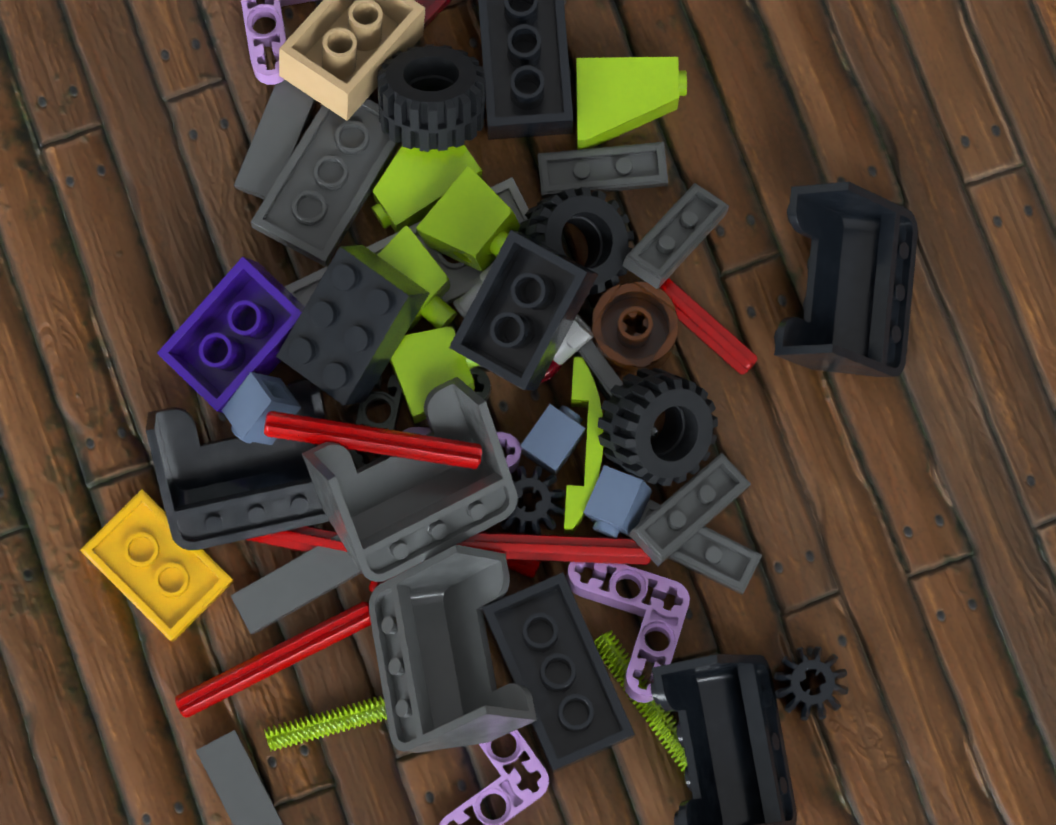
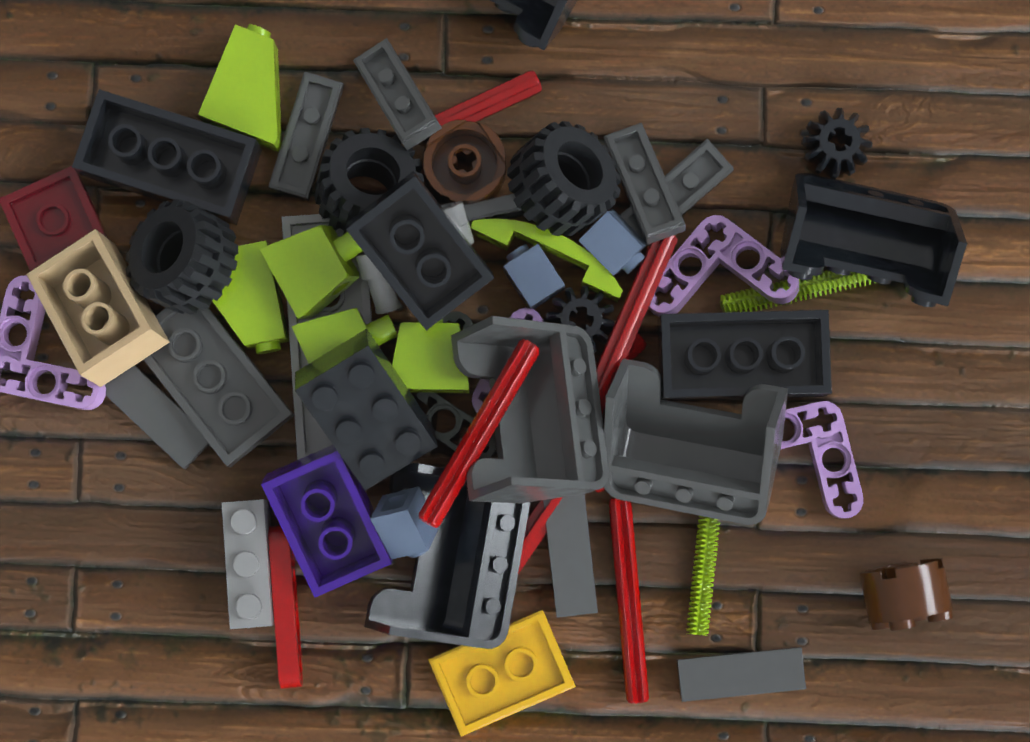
camera: 70 degrees left, 5 degrees up
(132, 336) = (285, 609): none -> red beam
(165, 282) = (248, 563): none -> light grey brick

